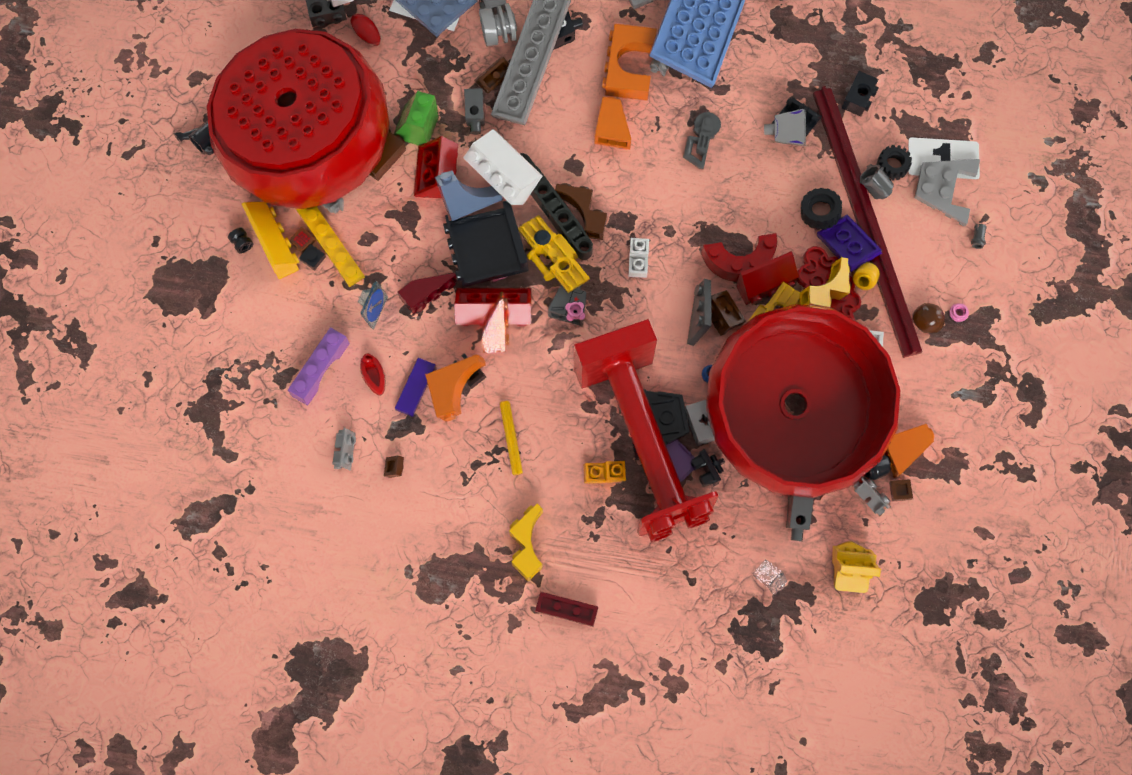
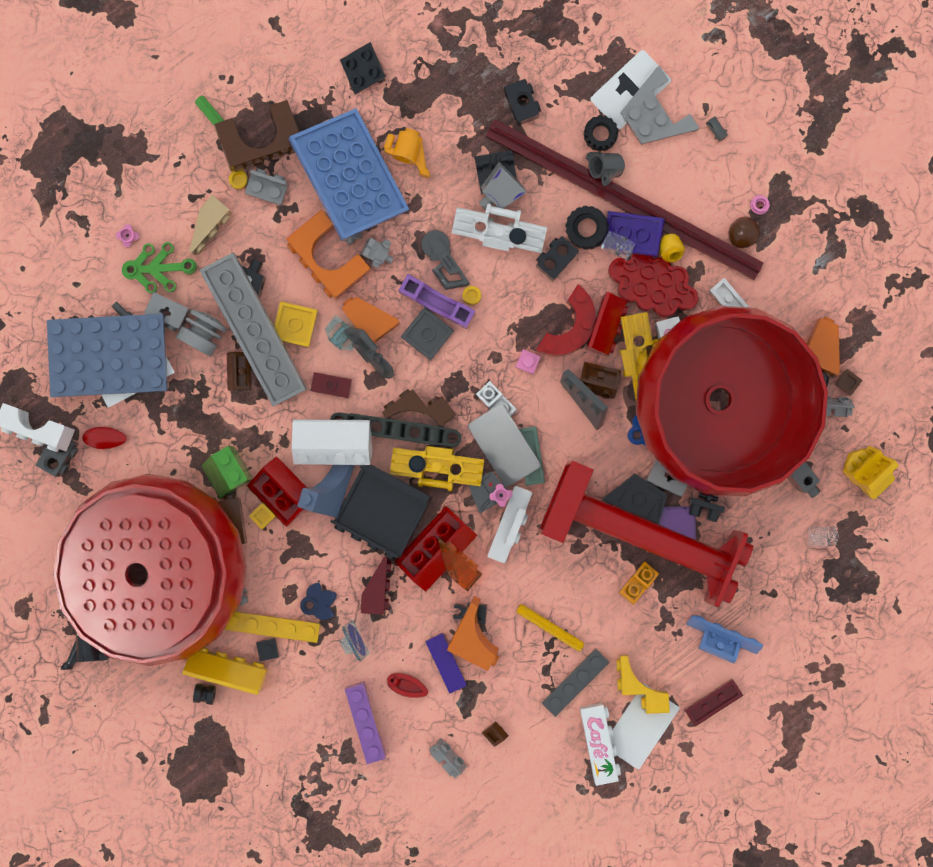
camera: 50 degrees left, 15 degrees up
(302, 239) = (246, 645): tile -> none
(381, 263) = (320, 600): none -> dark blue plate
(406, 172) = (262, 516): none -> yellow plate
(455, 550) = (599, 743): none -> white brick
(474, 109) = (253, 412): dark grey torso -> none
(486, 492) = (575, 682): none -> dark grey plate
(492, 575) = (639, 732): none -> white sticker
(542, 140) = (331, 385): none -> dark red plate
(559, 342) = (510, 524): none -> white bracket
(562, 81) = (295, 323): none -> yellow plate
(584, 116) = (339, 334): none -> clear light blue piece
(590, 134) = (366, 349): none -> dark grey piece
(613, 288) = (504, 445): none -> light grey sticker
(619, 571) = (722, 641): none -> medium blue bracket
(624, 312) = (531, 437): none -> sand green tile
(640, 171) = (427, 334): none -> dark grey tile
(663, 89) = (377, 252): none -> light grey piece
(672, 168) = (436, 302): none -> medium lavender arch
(688, 254) = (528, 361): none -> bright pink plate
(696, 177) = (471, 295): none -> yellow tile
(752, 50) = (408, 150): none -> light orange piece
(754, 153) = (499, 236): none -> white piece
(780, 213) = (560, 261): none -> black brick
(831, 236) = (618, 245): none -> clear bracket
(835, 288) = (659, 281): yellow arch -> none

